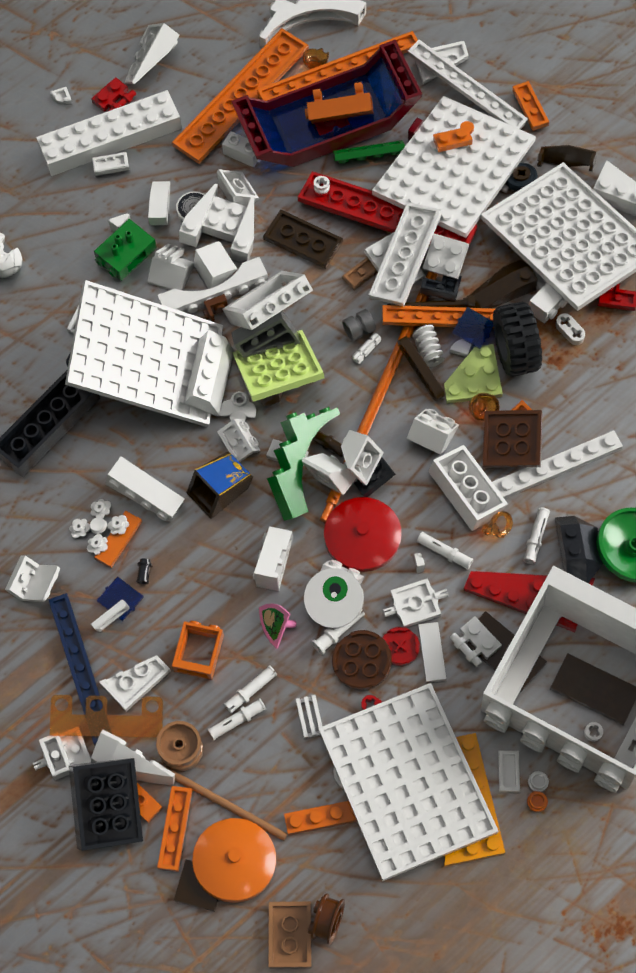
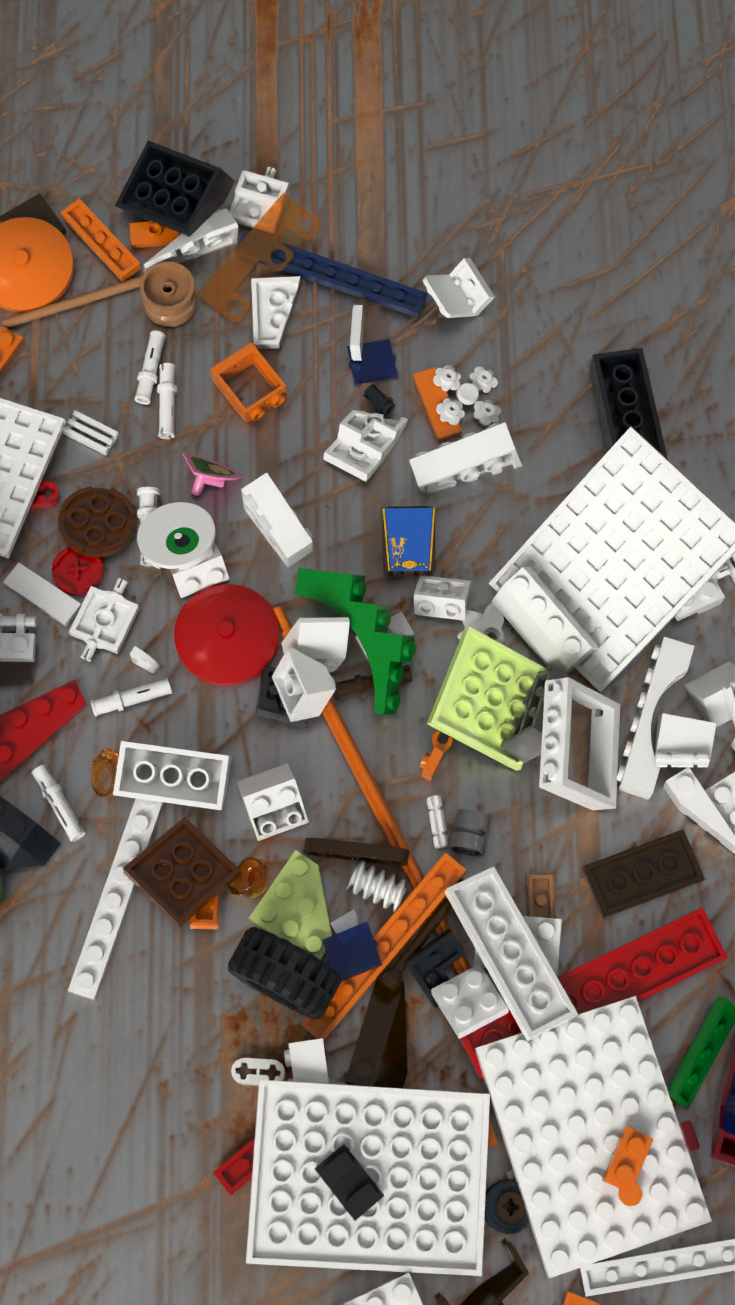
camera: 125 degrees right, 5 degrees up
(179, 557) = (364, 442): none -> white slope
(214, 306) = (628, 704): reddish brown bracket -> none
(229, 252) = (682, 759): none -> white axle
(321, 189) = (695, 937): white bush -> none
(335, 372) = (432, 761): none -> orange plate
(581, 237) = (349, 1182): none -> black piece

